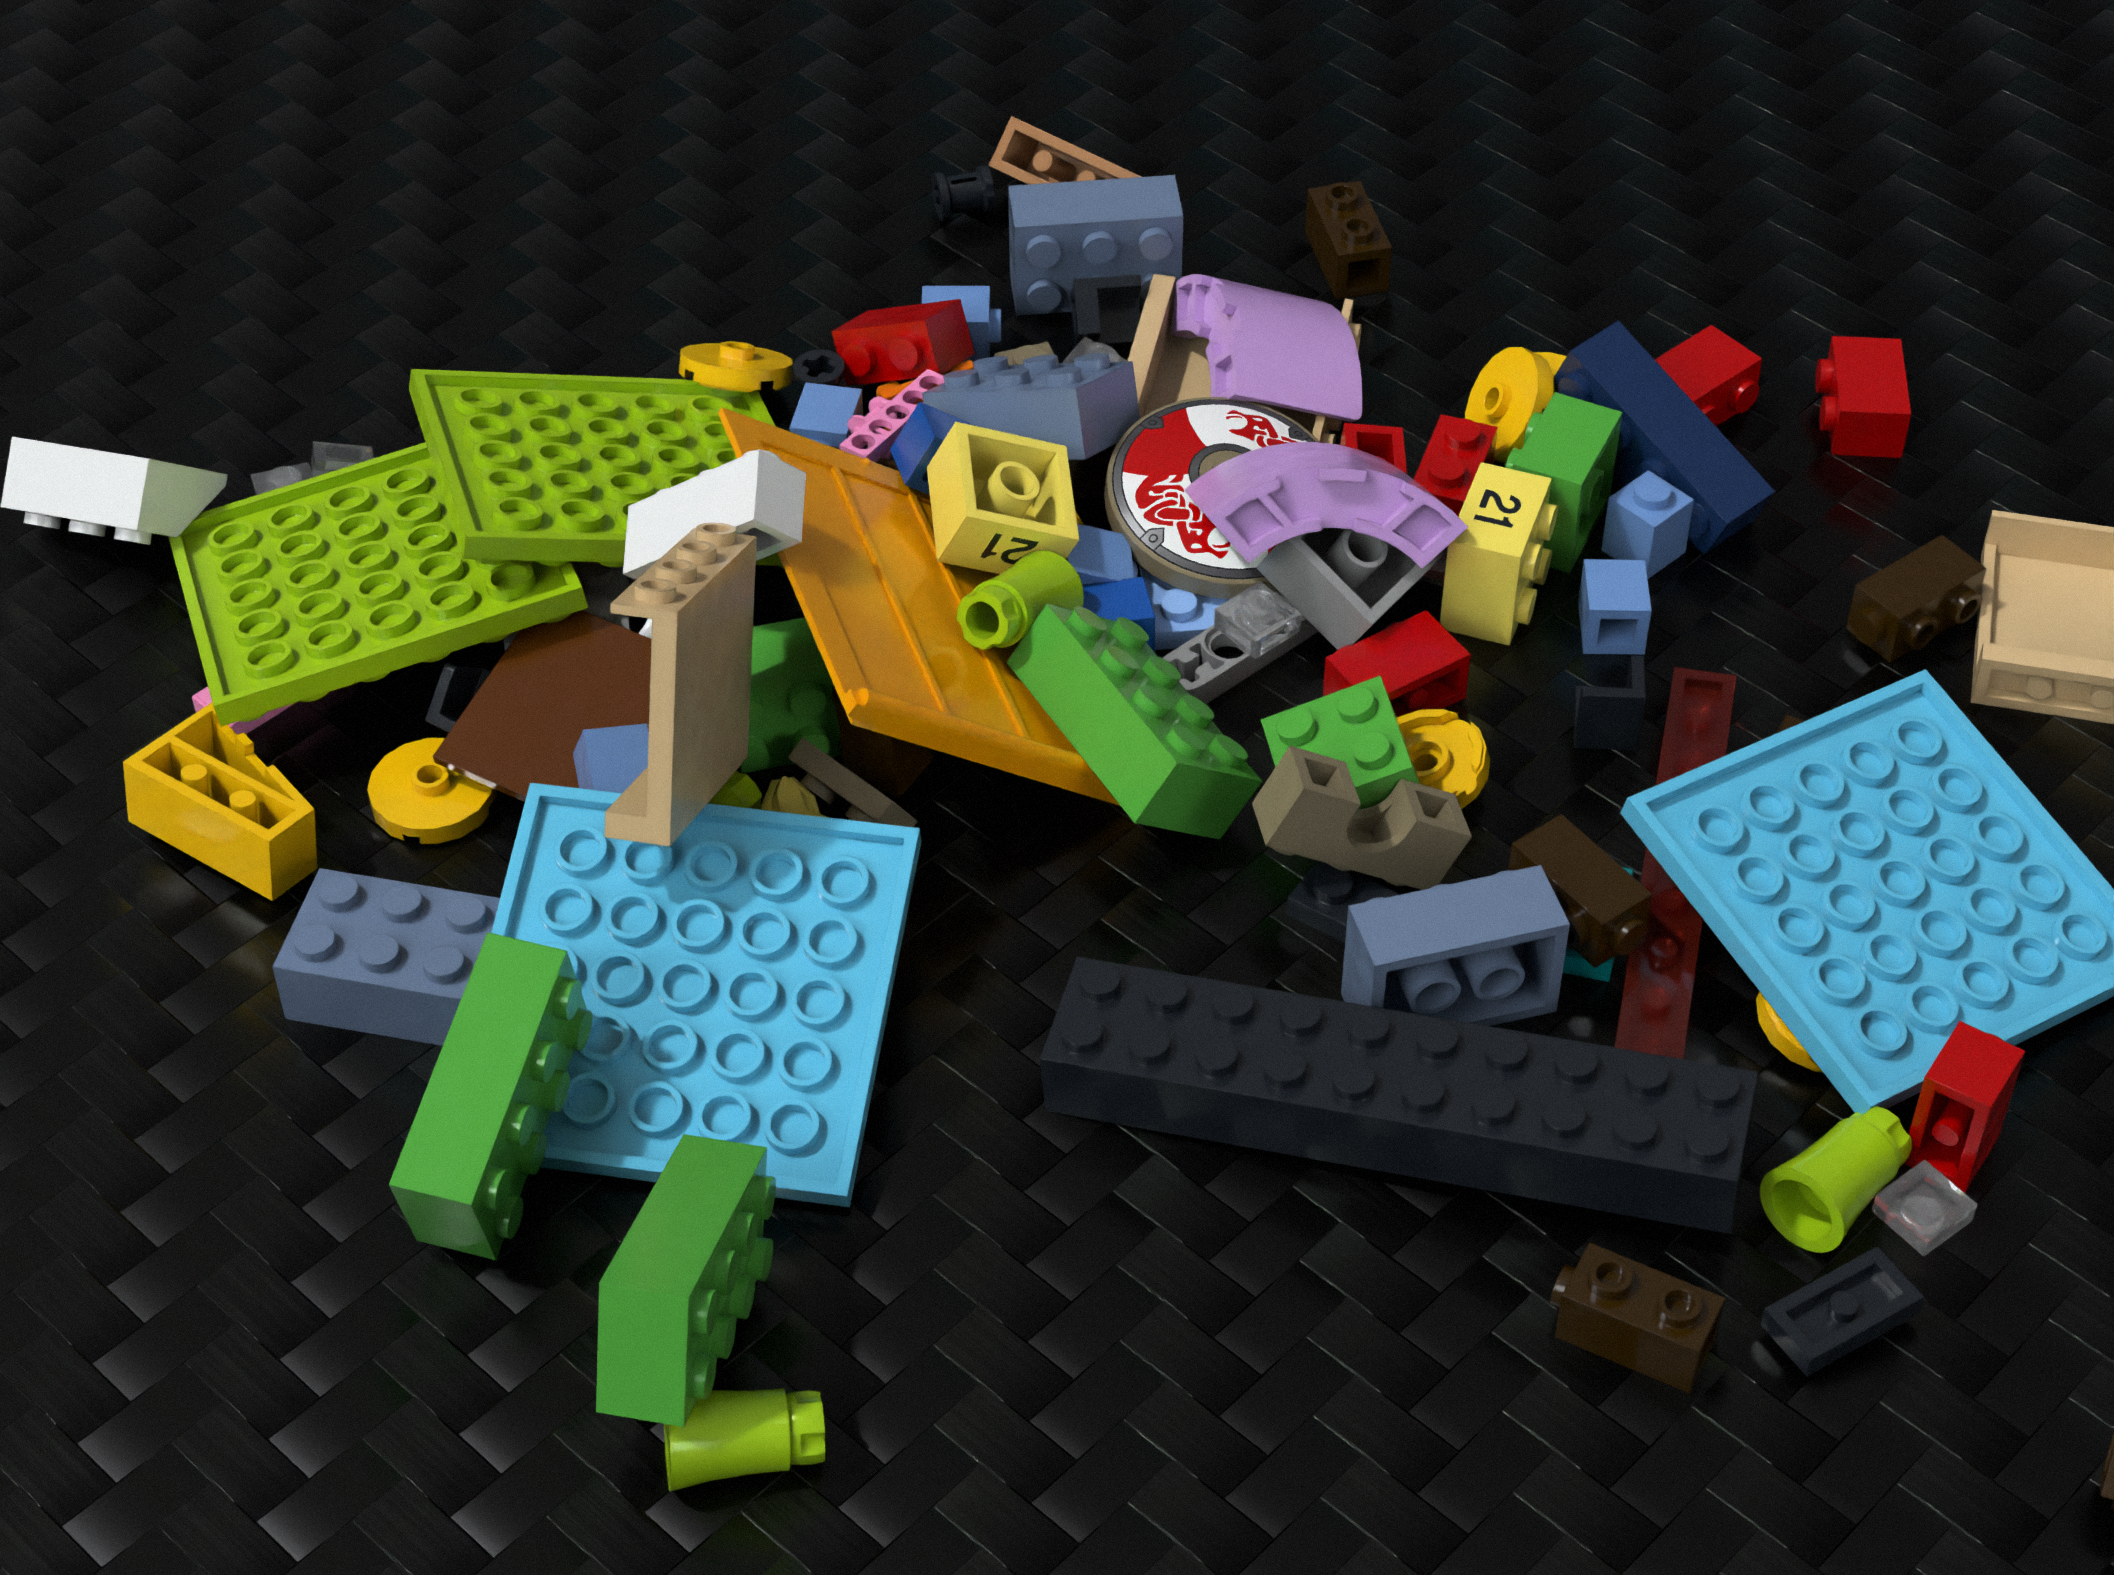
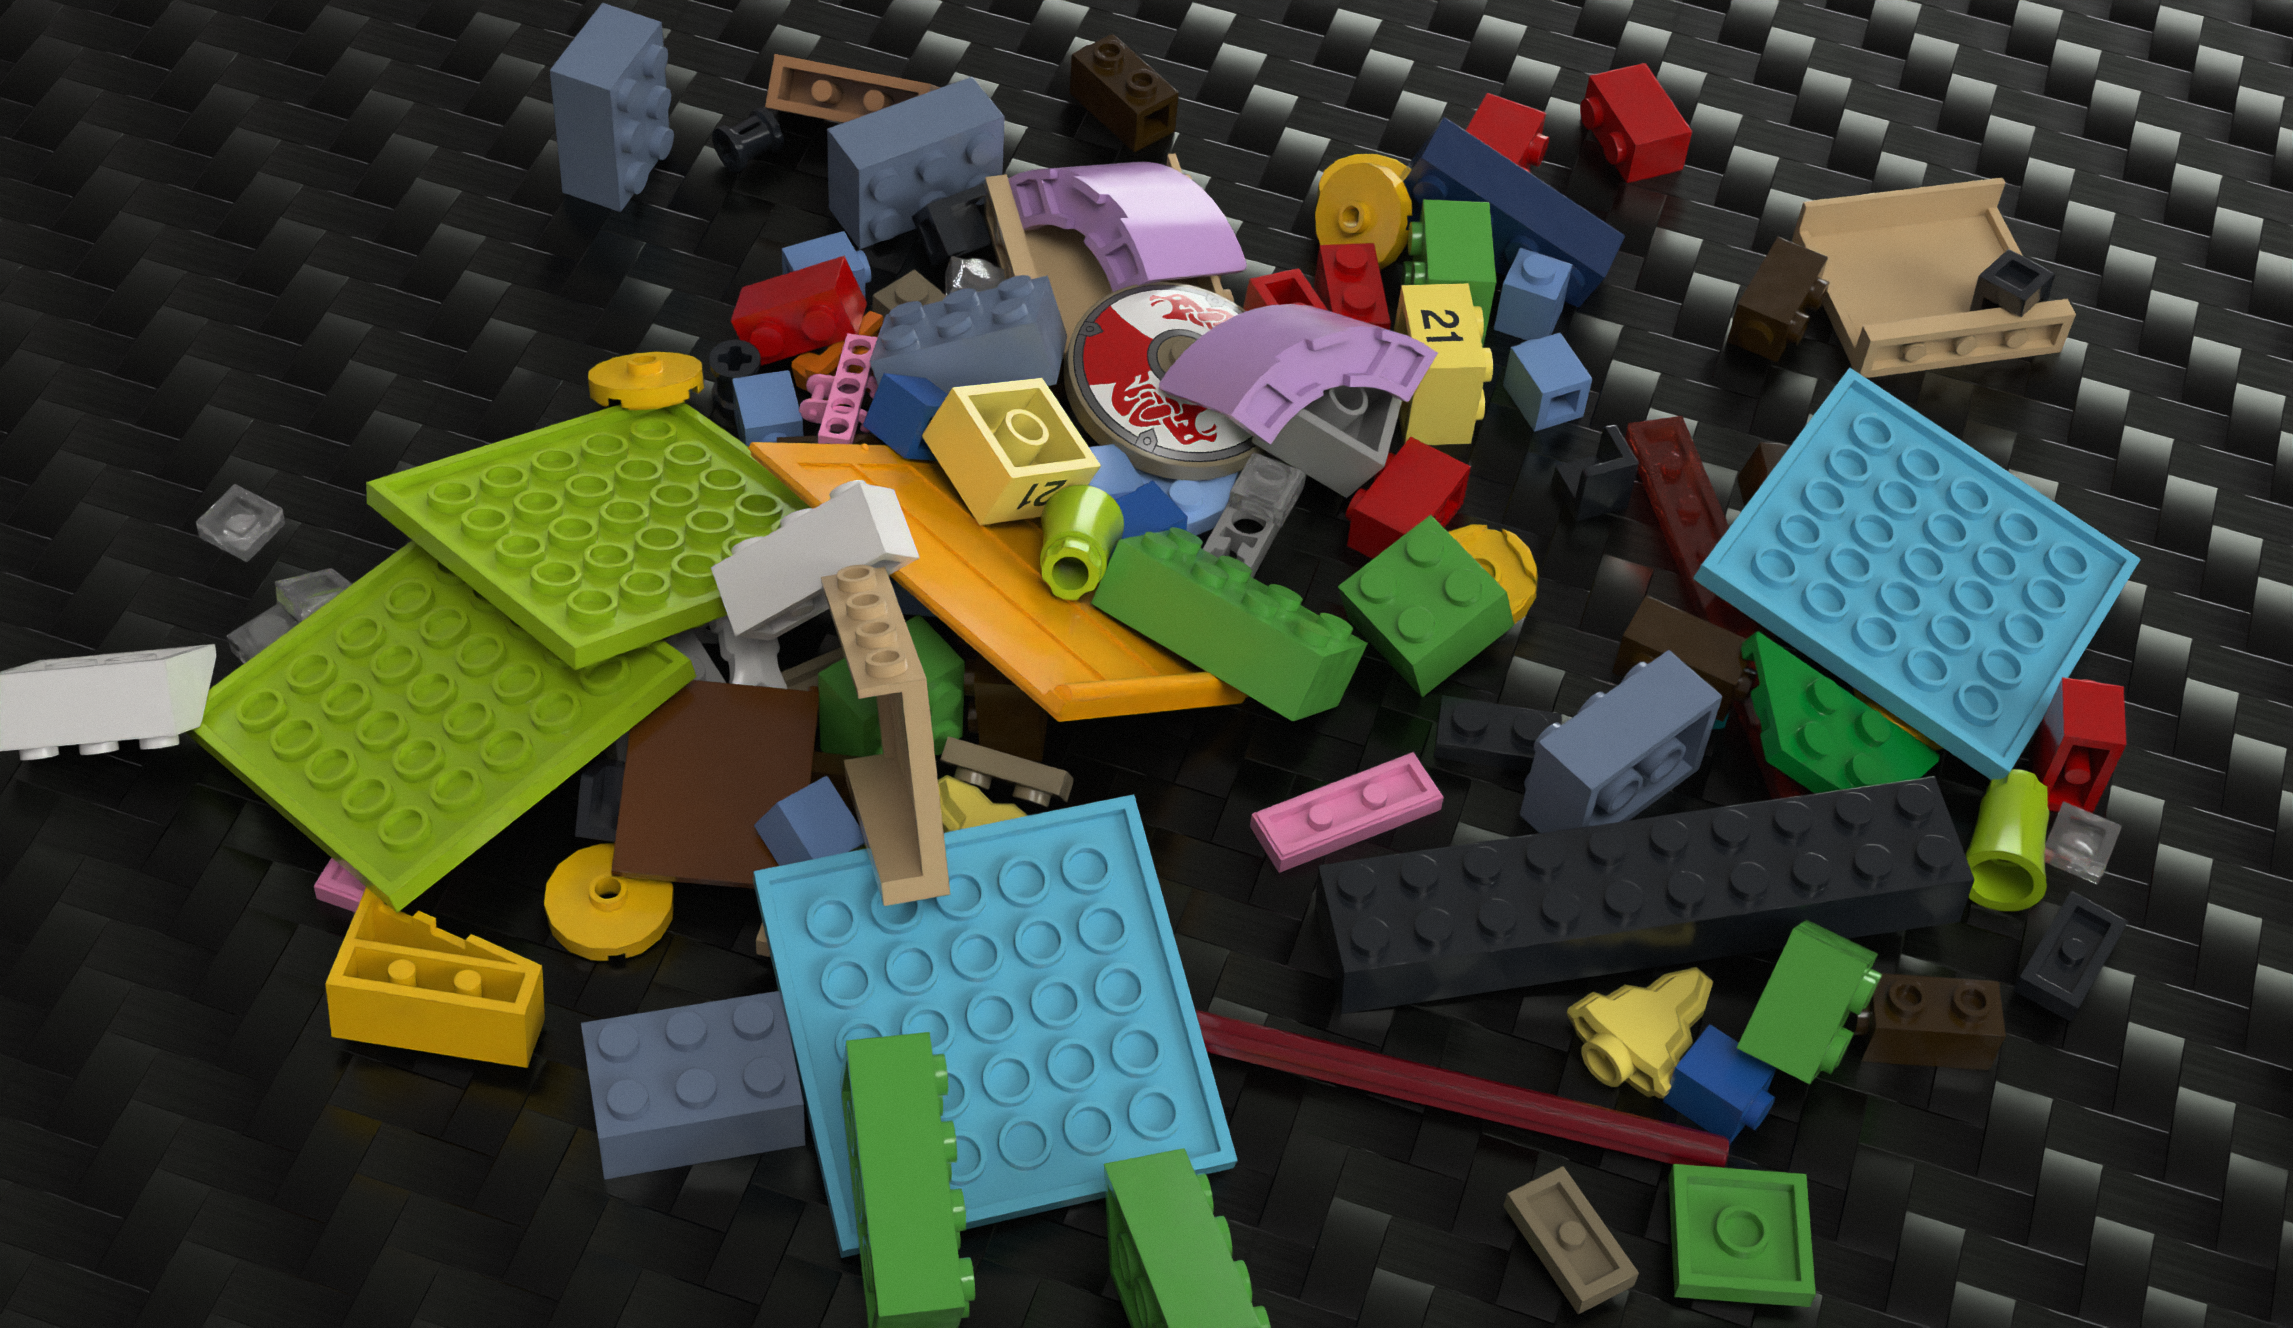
camera: 30 degrees left, 5 degrees up
(319, 388) = (240, 522): none -> clear plate
(833, 124) = (611, 107): none -> sand blue brick
(1114, 1219) = (1461, 1093): none -> dark red axle
(1131, 1385) = (1570, 1240): none -> dark tan plate
(1165, 932) = (1346, 812): none -> bright pink tile
(1308, 1444) = (1741, 1235): none -> bright green plate
(1314, 813) = (1455, 662): dark tan arch -> none
(1331, 1222) = (1640, 1030): none -> light yellow rock
(1374, 1298) = (1721, 1086): none -> blue brick
(1492, 1239) = (1809, 1001): none -> bright green brick
(1682, 1002) = (1823, 731): none -> green wing

